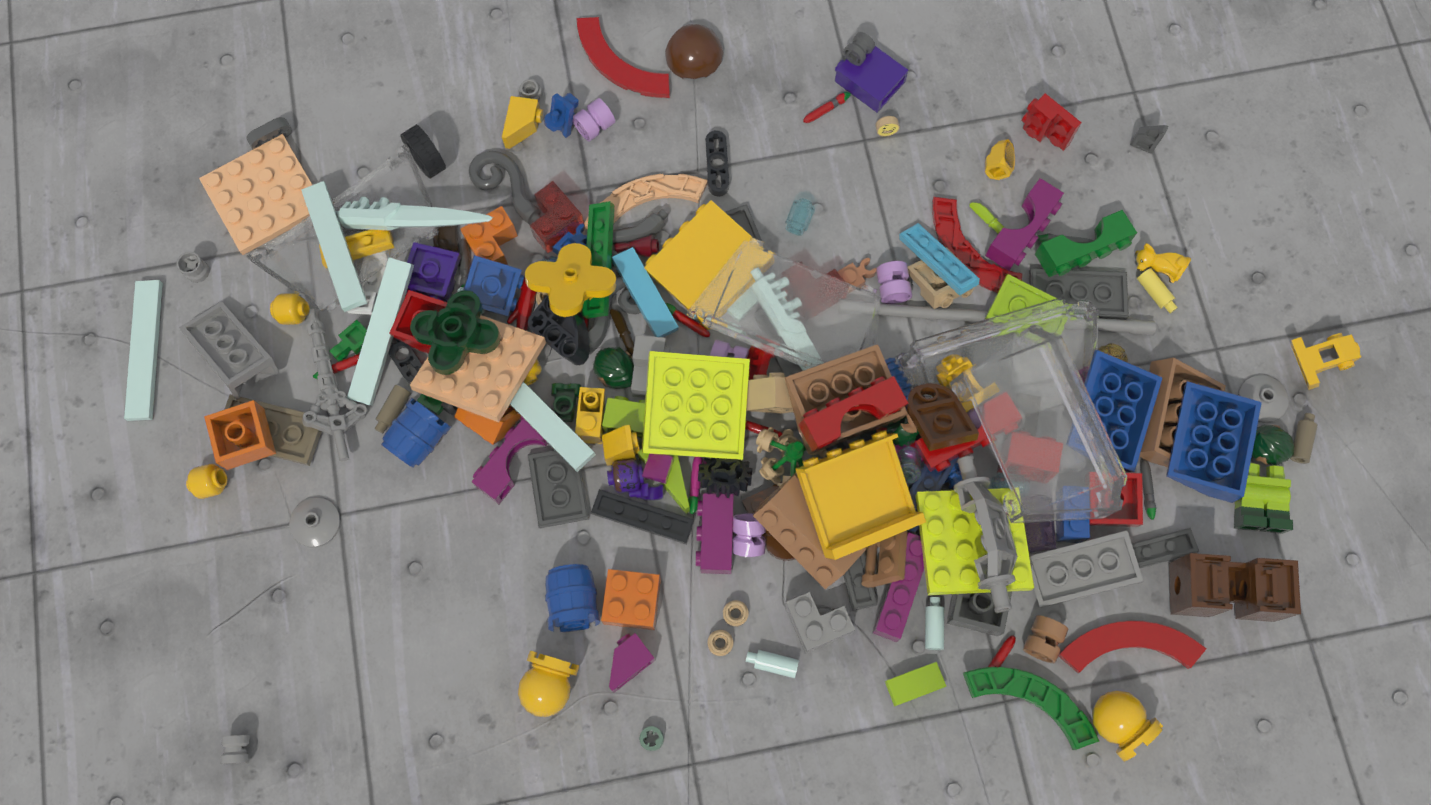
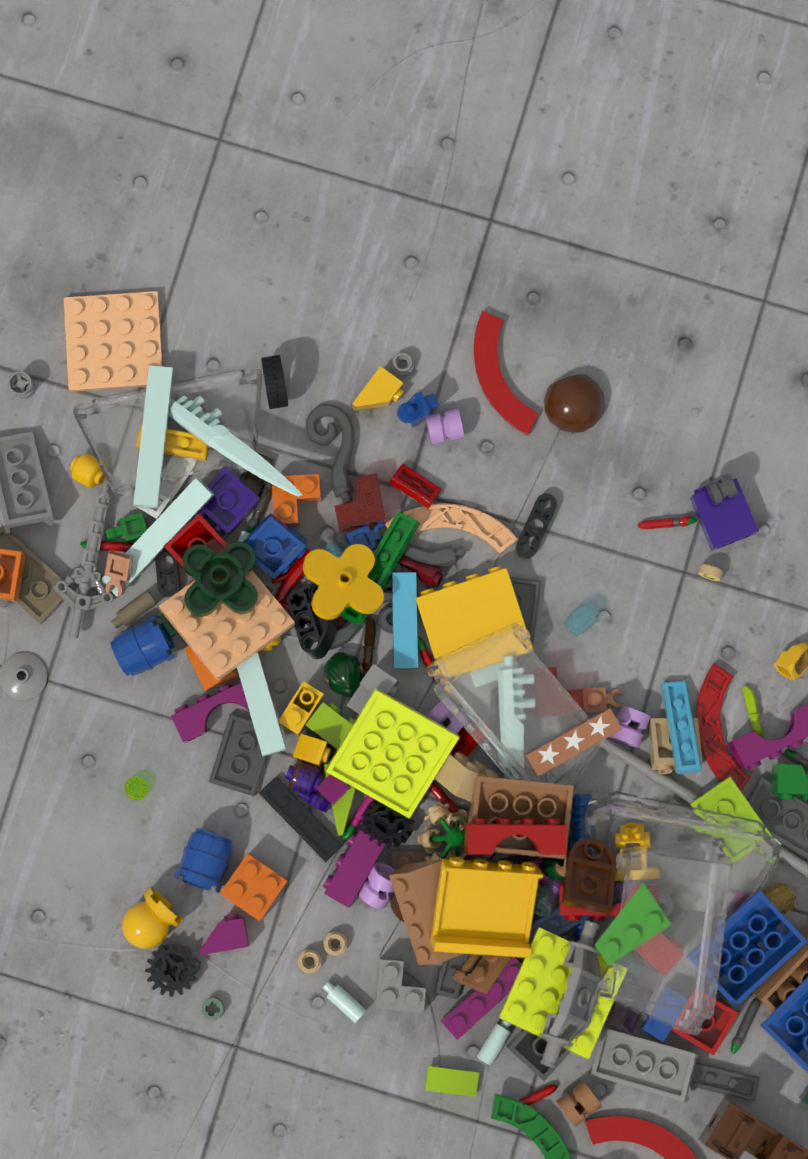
camera: 30 degrees right, 10 degrees up
(268, 132) = (145, 284): dark grey beam -> none
(357, 375) = (119, 569): none -> nougat plate
(472, 568) = (136, 788): none -> clear neon green plate
(565, 396) = (290, 678): dark green plate -> none
(584, 731) = (166, 959): none -> black gear
(594, 180) = (414, 488): none -> red tile
(854, 311) = (573, 742): none -> nougat tile
(1008, 432) = (632, 927): none -> bright green wedge

